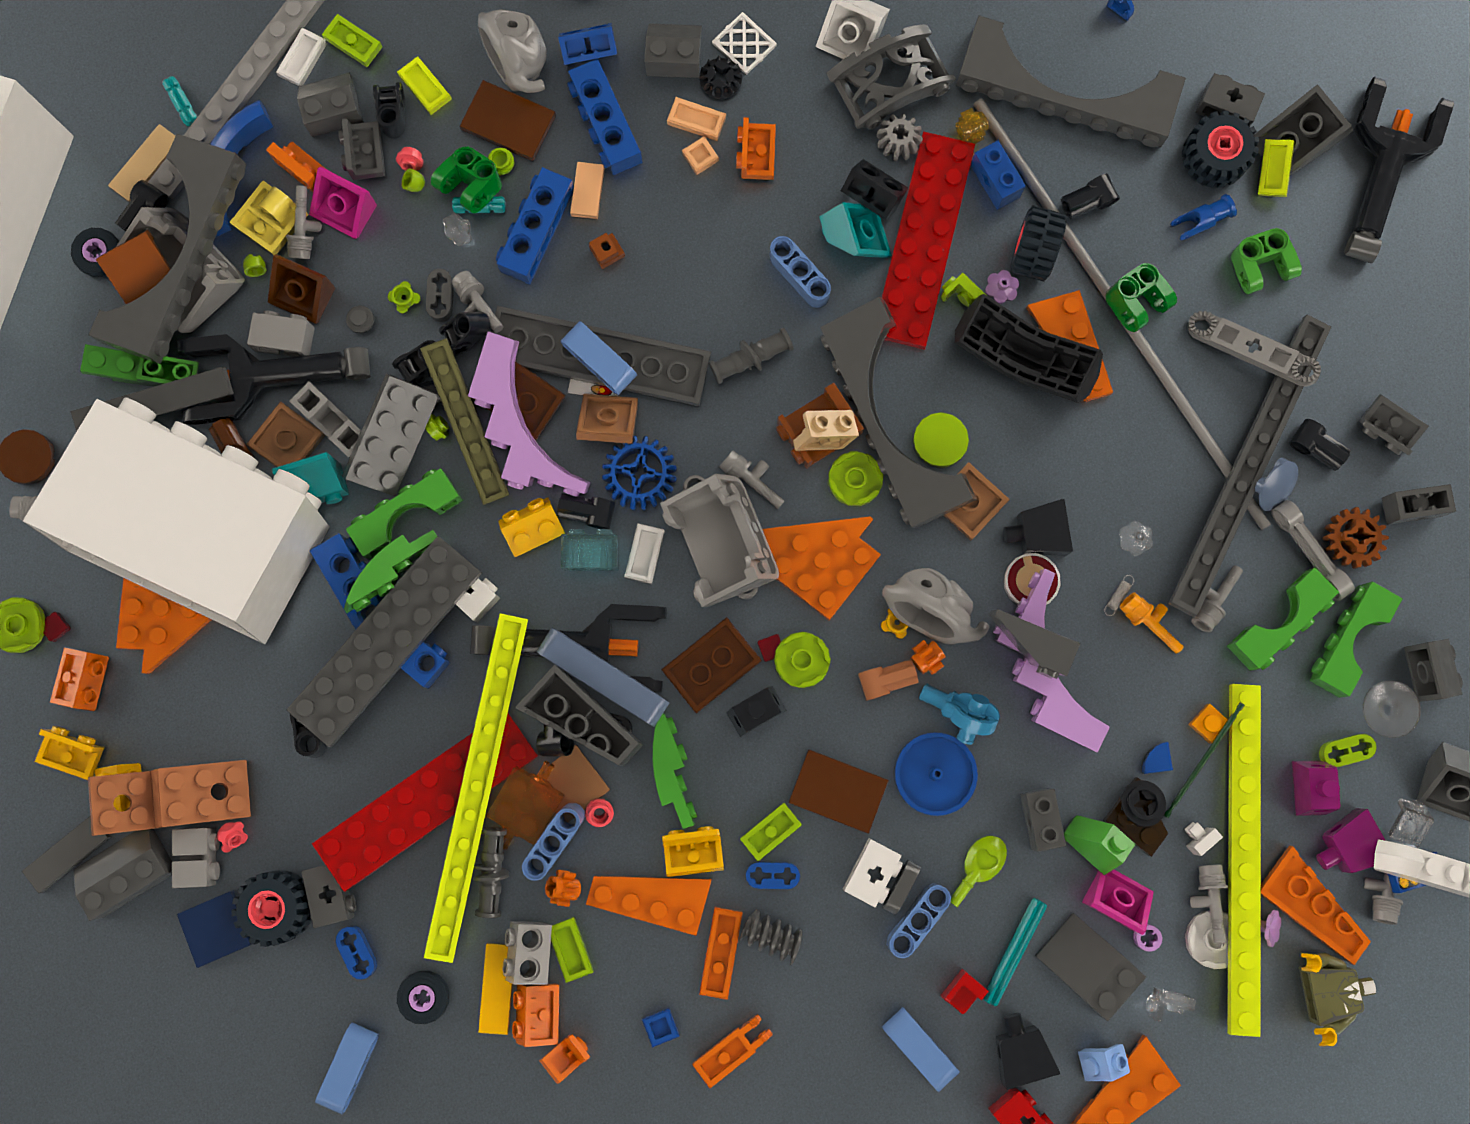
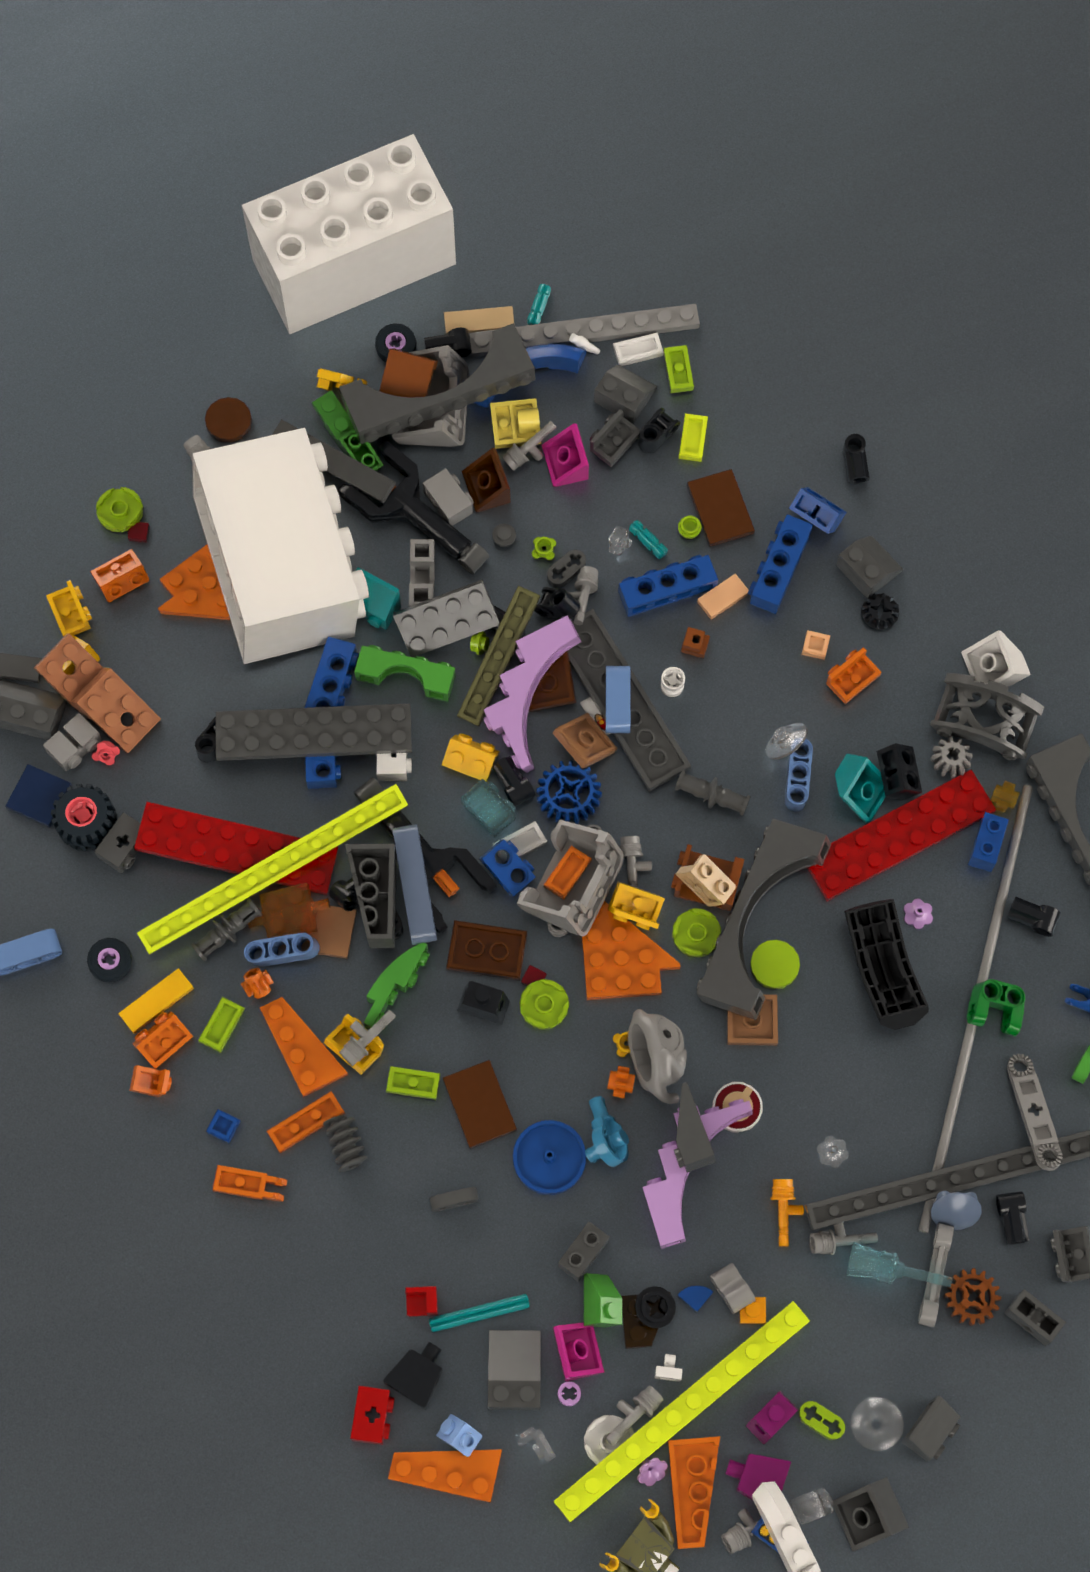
camera: 45 degrees right, 10 degrees down
(71, 336) = (328, 378): none -> yellow plate
(225, 433) = (354, 520): reddish brown piece -> none
(249, 96) = (582, 342): none -> white piece
(254, 265) = (477, 442): lime hinge -> none
(285, 437) = (386, 558): medium nougat tile -> none
(296, 163) = (566, 407): orange bracket -> none
(349, 954) = (96, 891): blue beam -> none
(380, 573) = (354, 689): bright green slope -> none
(409, 158) = (636, 472): coral plate -> none
(413, 180) = (624, 486): lime hinge -> none
(416, 363) = (503, 592): black piece -> none
(474, 170) = (666, 517): green piece -> none
(514, 48) = (770, 469): light grey piece -> none
(536, 952) = (200, 1002): light grey brick -> none
(599, 820) = (318, 963): coral plate -> none
(622, 294) = (673, 676): none -> white wheel
(658, 589) = (503, 871): none -> blue brick
(696, 119) = (837, 621): light nougat tile -> none
(701, 859) = (354, 1049): none -> light grey piece
(711, 538) = (567, 872): none -> orange tile
(729, 30) = (901, 589): white window -> none
(763, 254) = (786, 740): none -> clear dish
(772, 883) = (381, 1113): blue beam -> none
(790, 508) = (635, 905): none -> yellow bracket
(871, 857) = (455, 1161): white brick -> none
(881, 681) = (577, 1066): nougat piece -> none
(916, 935) = (454, 1234): medium blue beam -> none
(920, 1049) = (359, 1305): medium blue beam -> none
(964, 287) = (890, 882): lime bracket -> none
(981, 864) = (518, 1240): lime piece -> none
(1038, 243) = (964, 906): black wheel -> none
(1042, 530) = (776, 1081): black torso -> none
(1068, 318) = (935, 976): orange wing -> none
(1119, 595) = (782, 1173): white piece -> none
(1182, 724) = (732, 1288): none -> light grey axle
(1204, 759) = (723, 1326): dark green piece -> none
(1274, 584) = (887, 1267): none -> clear light blue piece
(1307, 597) = (835, 1294): bright green arch -> none
(1337, 668) = (933, 1349): bright green arch -> none

